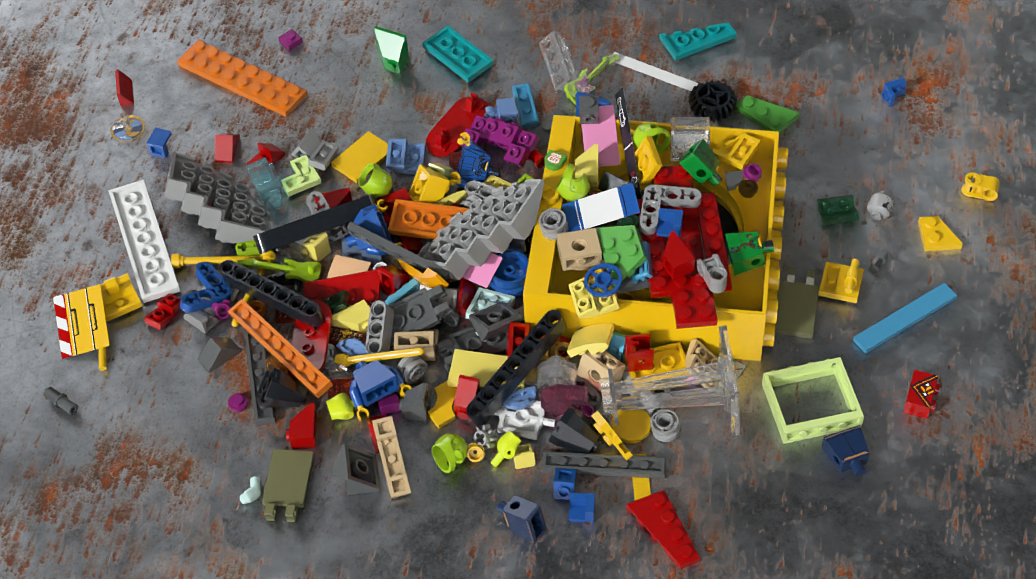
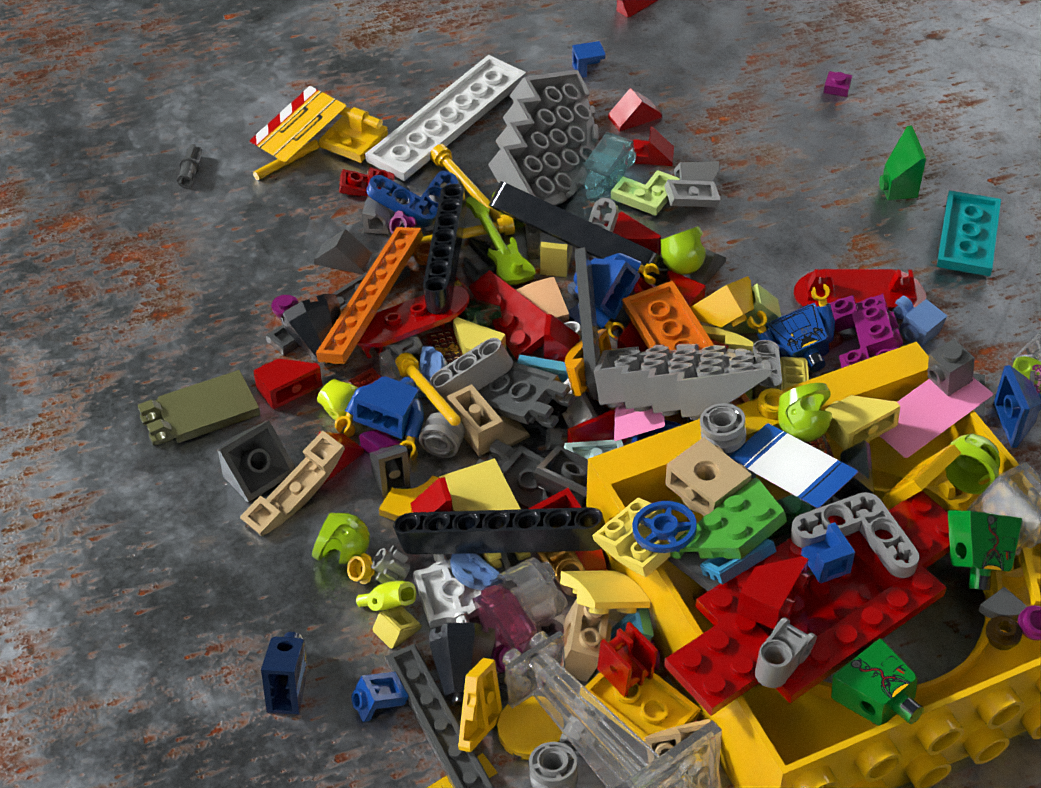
camera: 55 degrees right, 5 degrees down
(127, 128) = (588, 27): clear shield -> none
(242, 78) = (743, 77): orange plate -> none
(253, 492) = (167, 384): light aqua arm -> none
(361, 153) = (731, 230): yellow tile -> none
(405, 156) = (763, 264): medium blue slope -> none
(525, 105) = (966, 332): dark azure tile -> none
(555, 160) = (837, 378): bright green tile -> none
(581, 507) = (352, 738): blue panel -> none
(627, 141) = (947, 439): black sticker -> none

